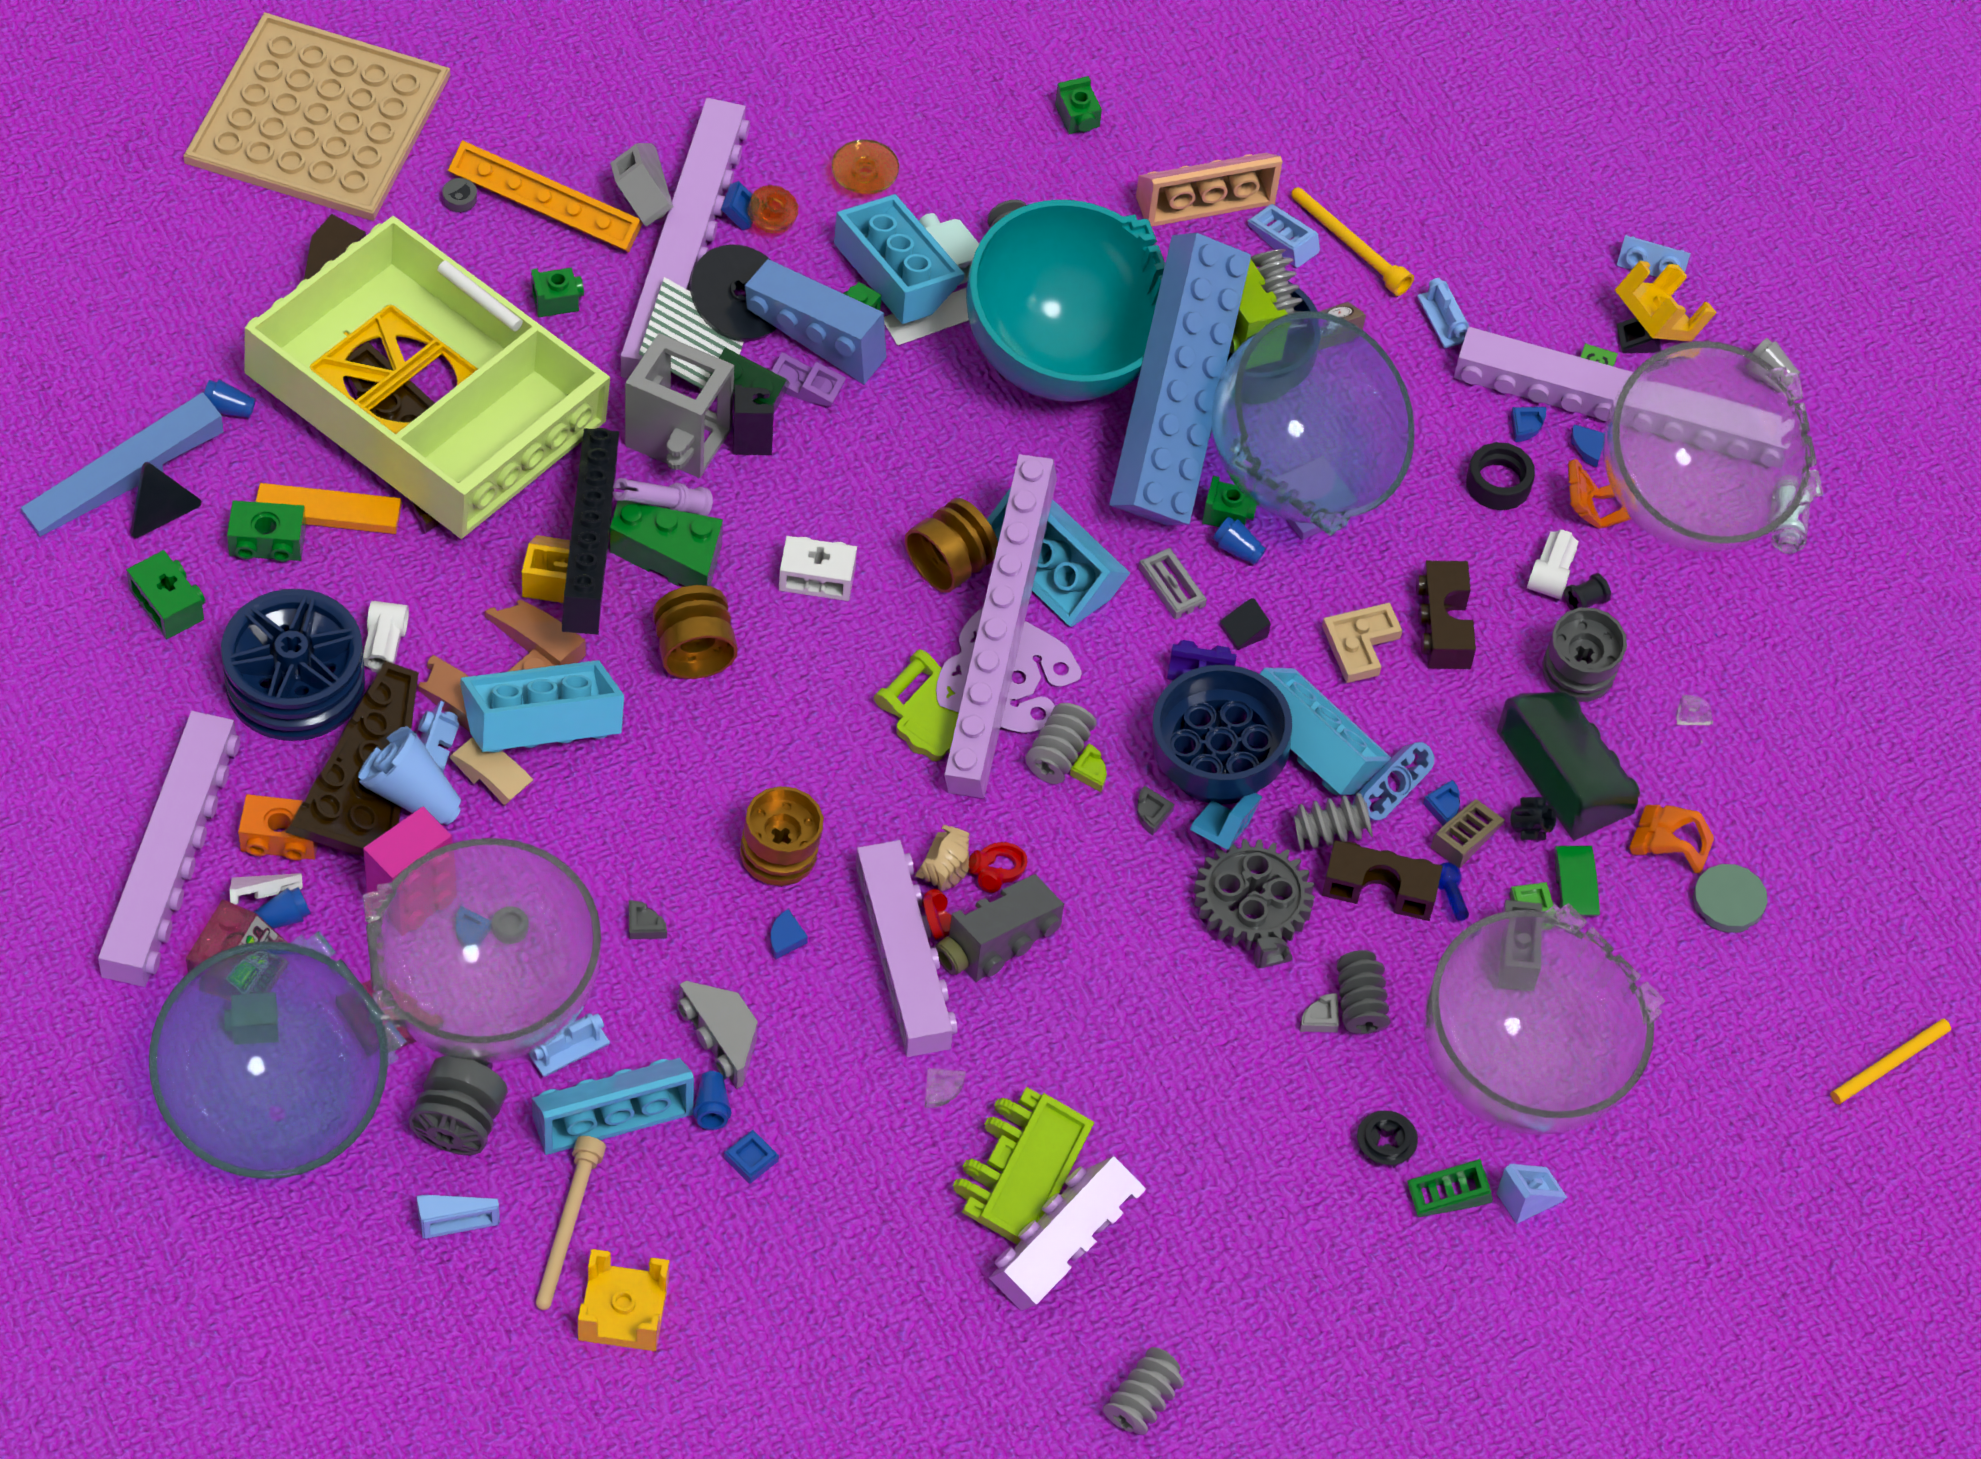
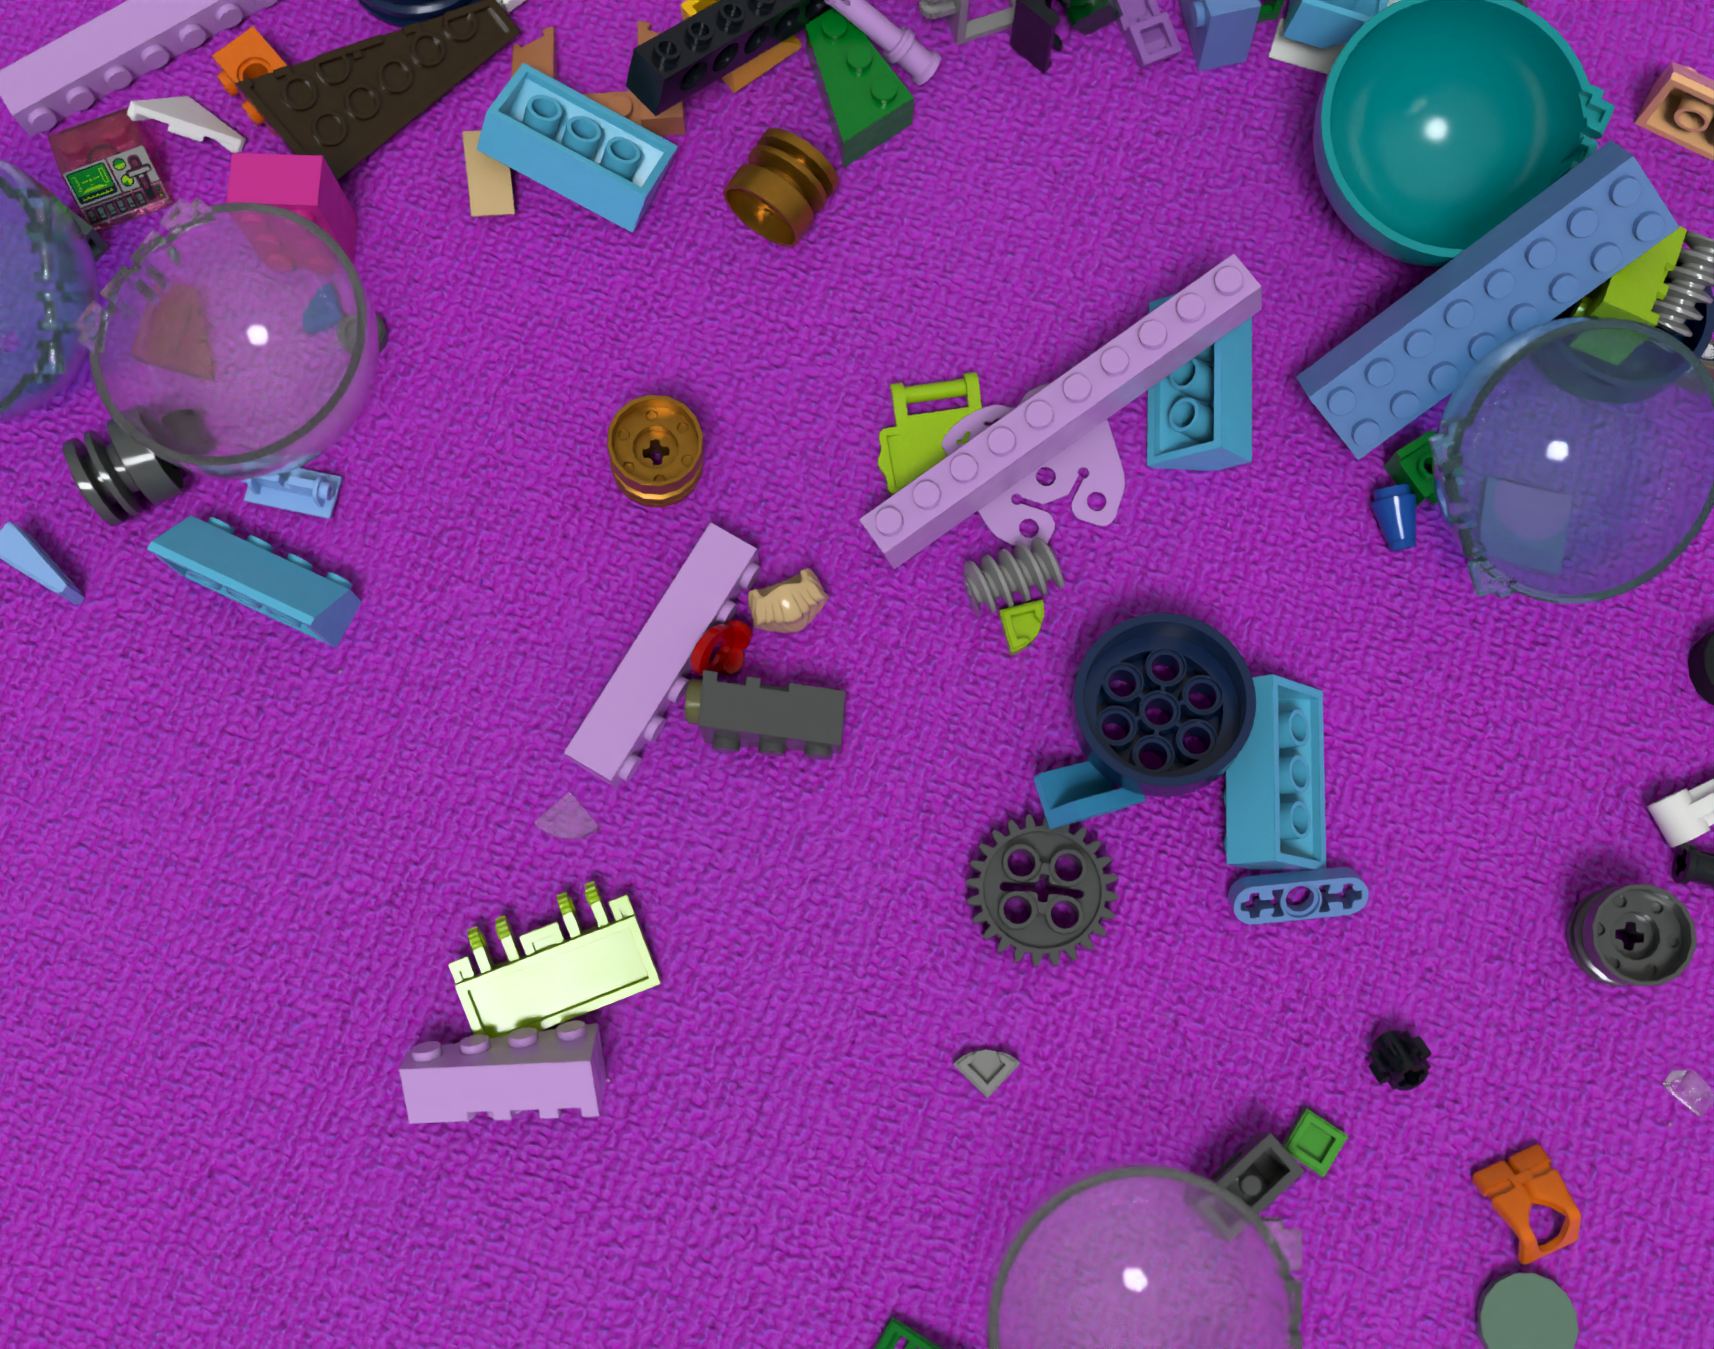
camera: 50 degrees right, 20 degrees up
(284, 909) = (192, 159): blue cone -> none
(410, 777) = (394, 127): light blue cone -> none
(440, 729) = (452, 113): light blue hinge -> none
(587, 1153) = (199, 609): tan piece -> none
(623, 1303) = (85, 777): yellow panel -> none
(645, 922) = (476, 429): dark grey tile -> none
(712, 1102) = (352, 653): blue cone -> none
(722, 1026) = (429, 595): light grey slope -> none
(751, 1156) = (337, 735): blue tile -> none
(786, 935) = (581, 548): blue tile -> none
(817, 568) = (968, 236): white brick -> none
(951, 545) = (1102, 293): pearl gold wheel -> none
(992, 878) = (817, 658): red piece -> none
(1145, 1392) = (421, 1306): light grey piece -> none
(1153, 810) = (1037, 717): dark grey tile -> none
(1161, 589) = (1282, 538): light grey tile -> none
(1188, 657) = (1221, 608): dark purple hips -> none
(1246, 624) = (1317, 607): black slope -> none
(1271, 951) = (1001, 965): dark grey tile -> none
(1332, 821) = (1187, 888): light grey piece -> none
(1355, 633) = (1414, 706): tan plate -> none
(1362, 992) = (1039, 1090): dark grey piece -> none
(1387, 1124) = (933, 1273): black gear -> none
(1410, 879) = (1210, 1019): dark brown arch -> none
(1444, 802) = (1331, 959): blue tile -> none
(1446, 639) = (1504, 794): dark brown arch -> none
(1450, 882) = (1255, 1039): clear blue bar -> none
(1454, 851) = (1286, 1017): slope -> none
(1567, 761) = (1500, 1031): windscreen -> none
(1577, 879) = (1381, 1162): green slope -> none

